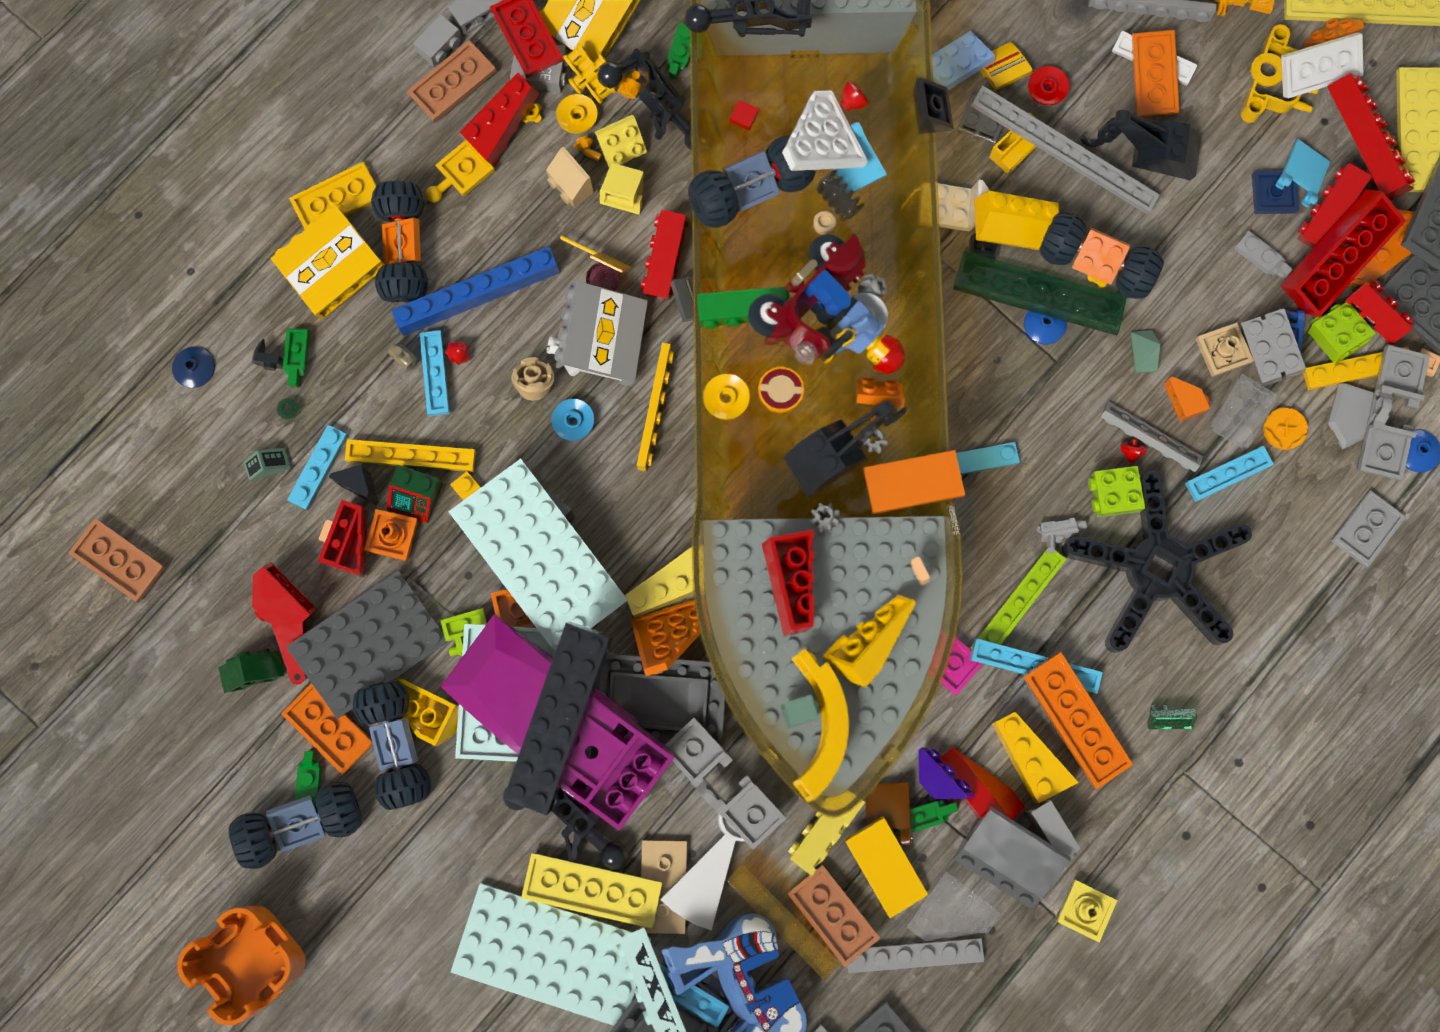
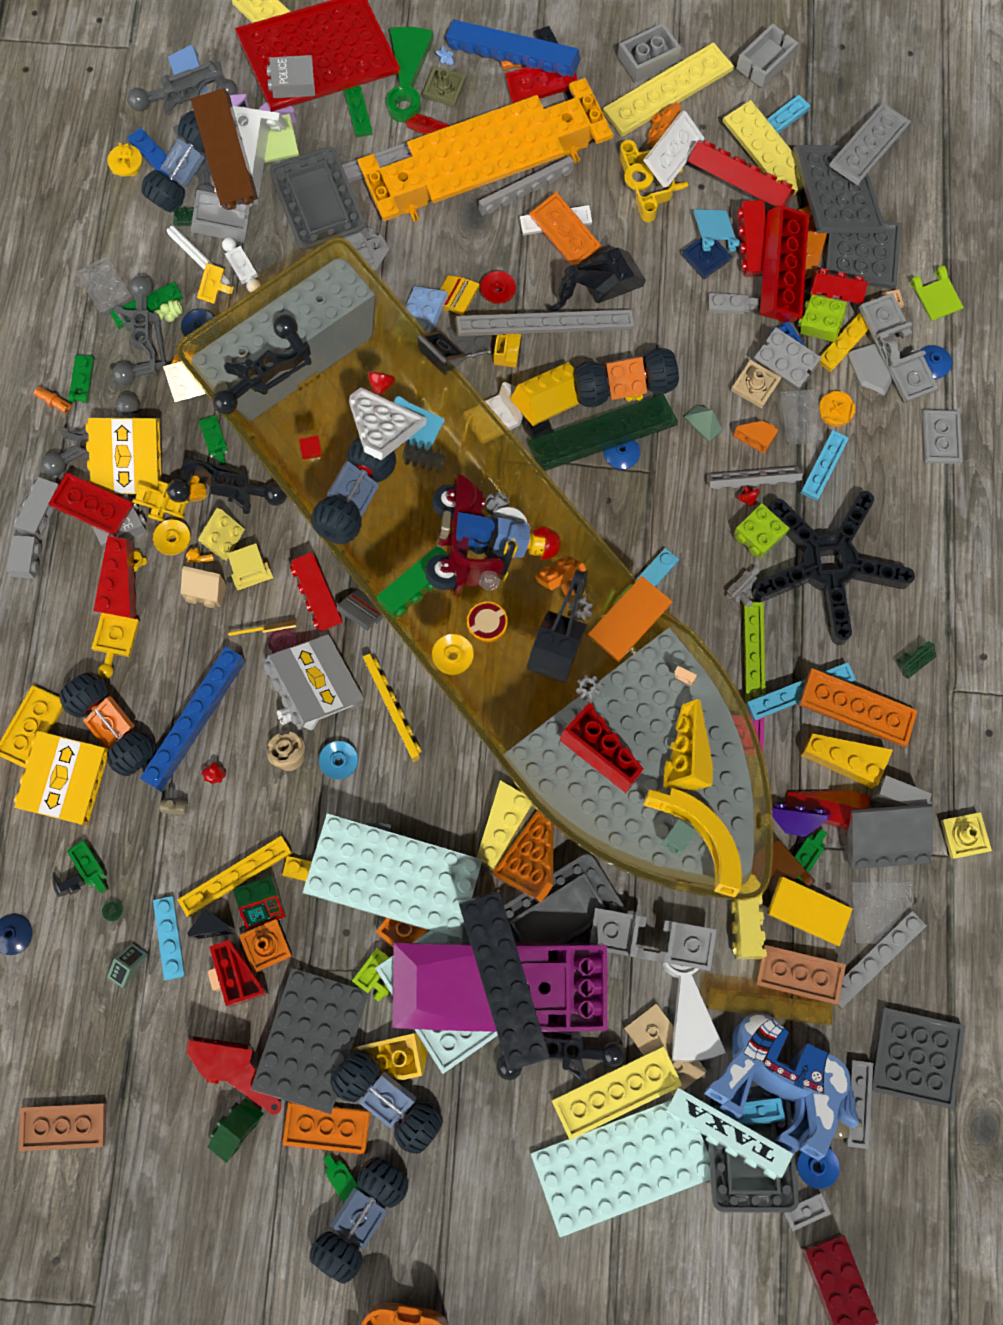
camera: 40 degrees left, 5 degrees down
(434, 373) = (207, 802): medium azure plate -> none
(451, 81) = (56, 579): nougat plate -> none
(824, 222) = (427, 483): tan tile -> none

